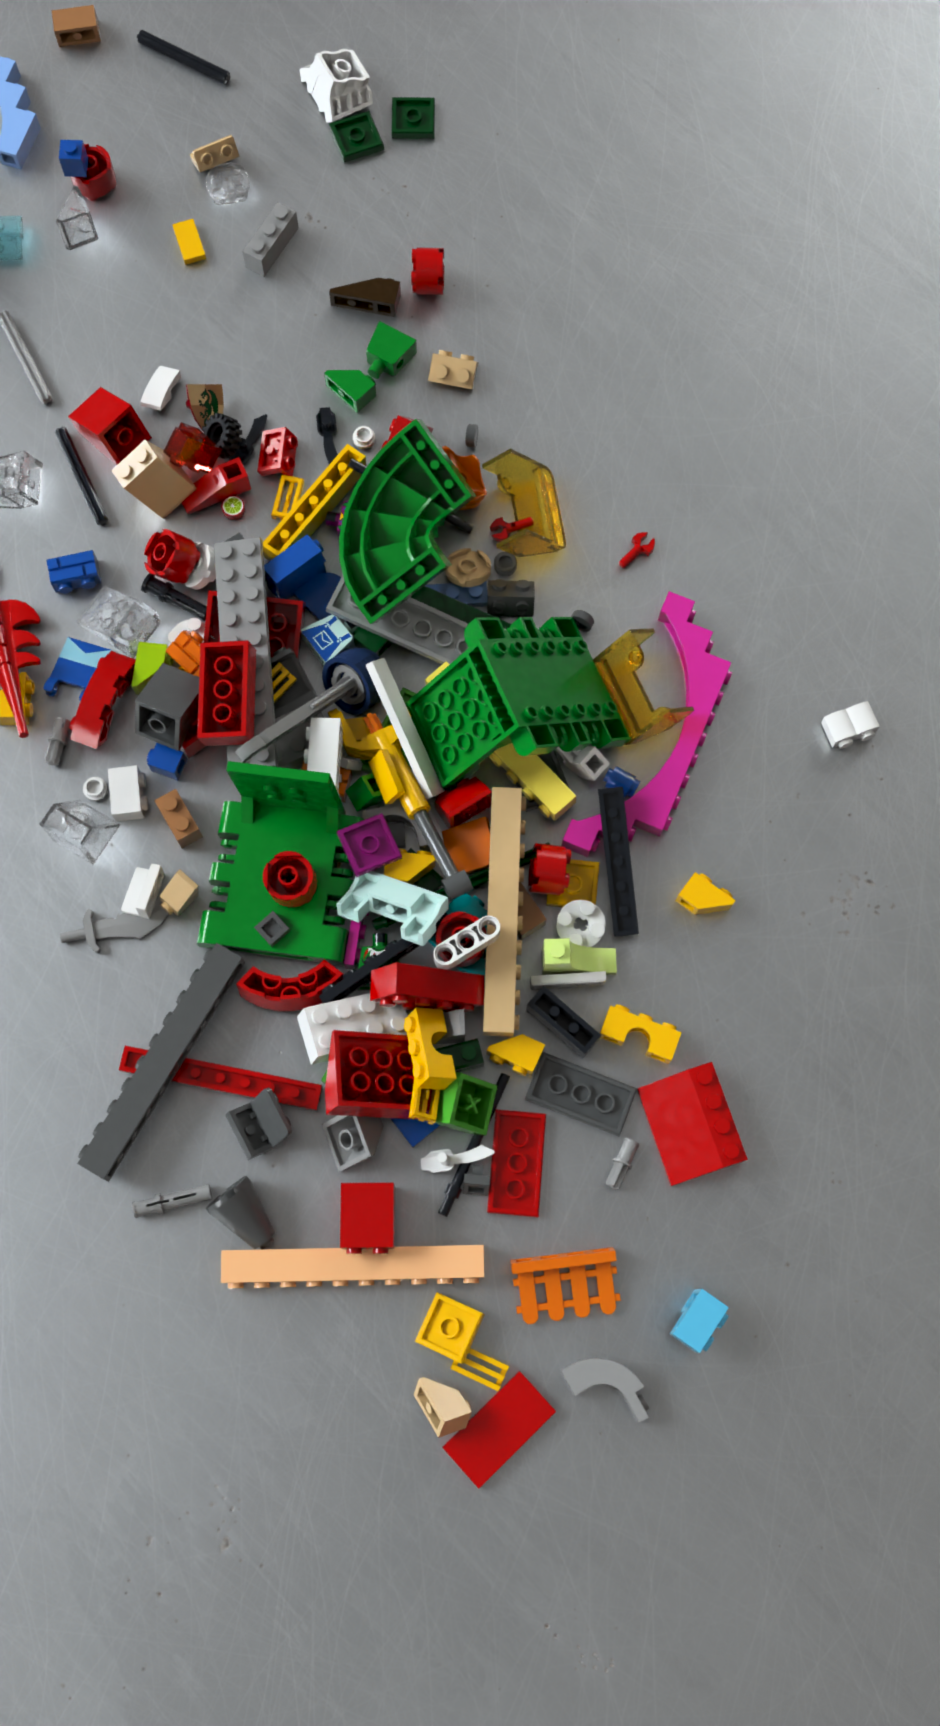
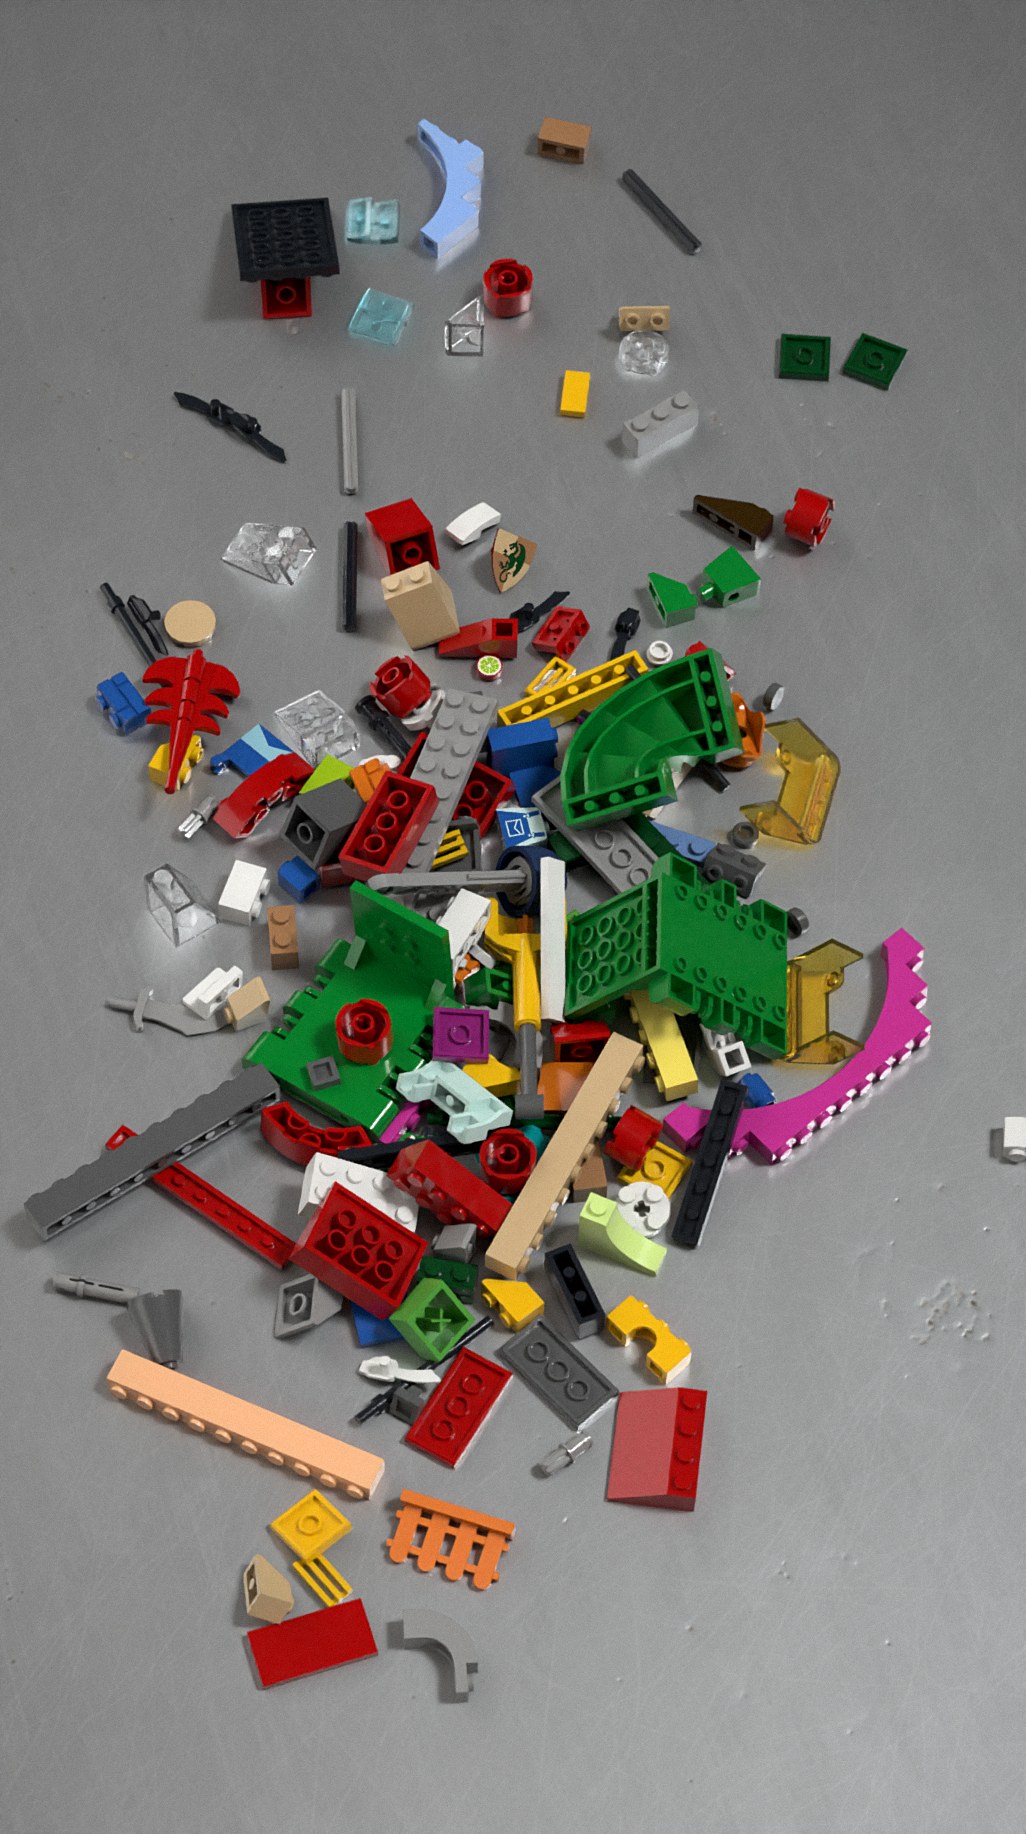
camera: 25 degrees right, 15 degrees down
(73, 158) = (493, 268): blue brick -> none
(74, 571) = (296, 663): blue brick -> none
(95, 788) = (214, 876): white plate -> none
(192, 449) = (473, 592): clear red brick -> none
(230, 436) = (511, 593): black tyre -> none
(260, 1124) = (218, 1254): dark grey bracket -> none
(337, 83) = (810, 298): white slope -> none
(367, 1217) = (283, 1377): red slope -> none
(386, 776) = (511, 978): yellow tile -> none
(415, 1102) = (384, 1302): yellow tile -> none
(430, 1067) = (426, 1231): yellow arch -> none
(453, 370) = (787, 625): tan bracket -> none
(468, 567) = (702, 821): tan tile -> none
(473, 932) = (519, 1149): white beam -> none
(507, 528) = (760, 794): red bar -> none
(568, 980) = (604, 1257): white tile -> none
(637, 549) = (894, 877): red bar -> none
(699, 1320) = (567, 1623): medium azure brick -> none
(703, 897) = (783, 1238): yellow slope -> none

